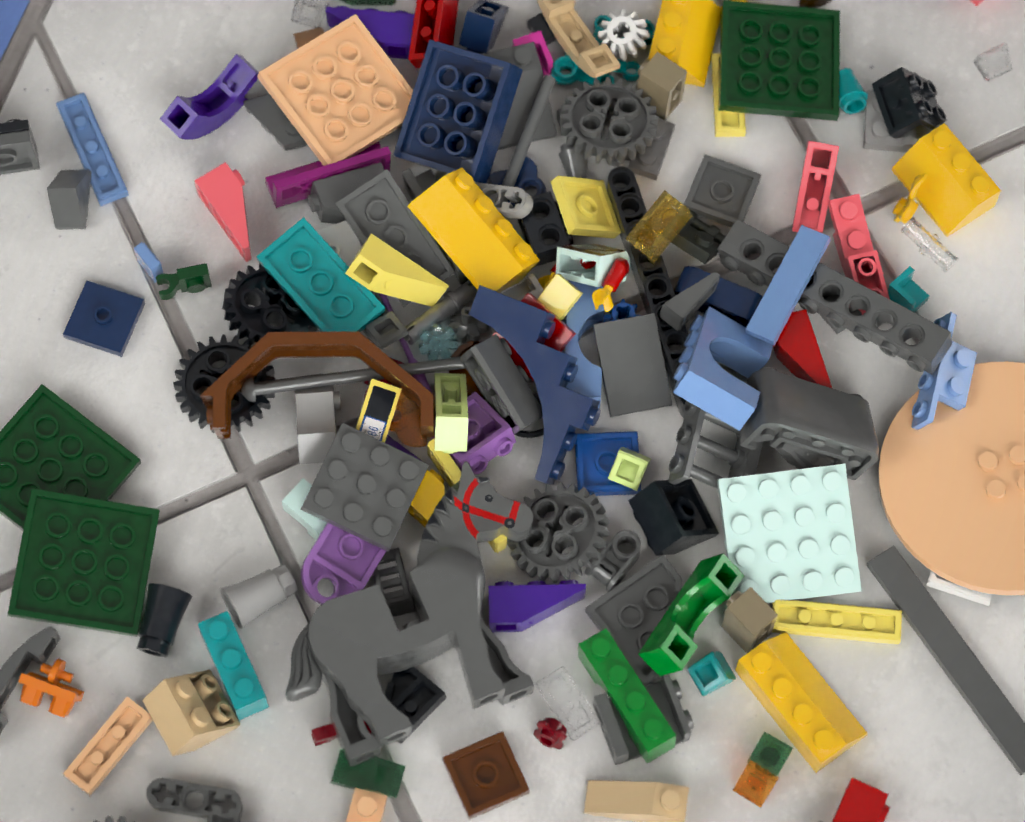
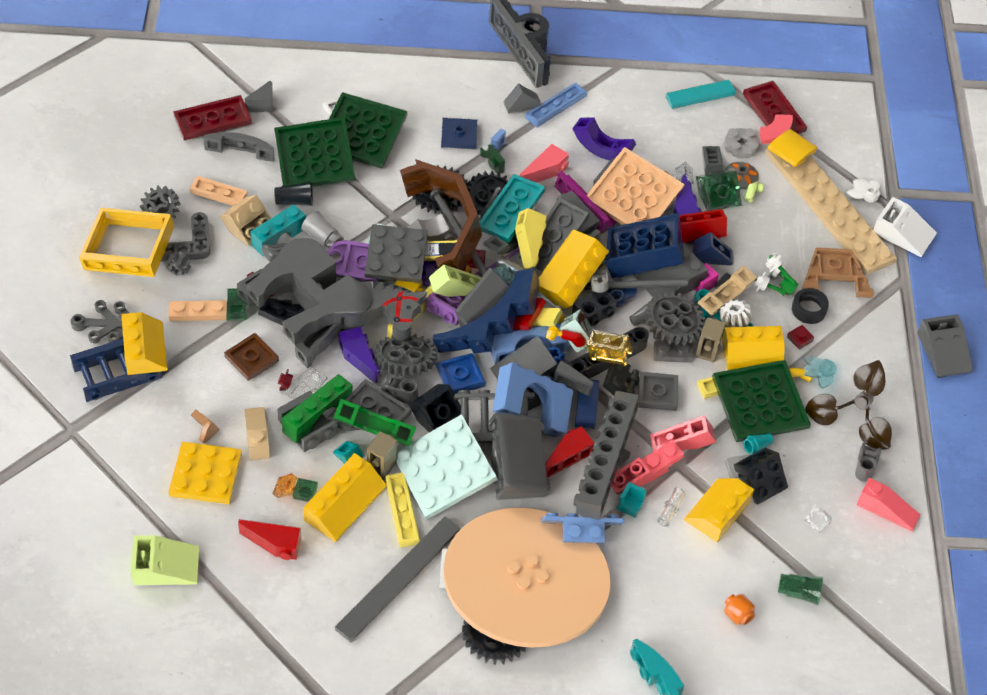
camera: 70 degrees right, 15 degrees down
(63, 694) = (242, 161): orange hips -> none
(585, 207) = (615, 318): light yellow plate -> none
(629, 468) = (460, 380): yellowish green slope -> none
(788, 285) = (602, 423): medium blue tile -> none
(906, 207) = (695, 484): yellow plate -> none

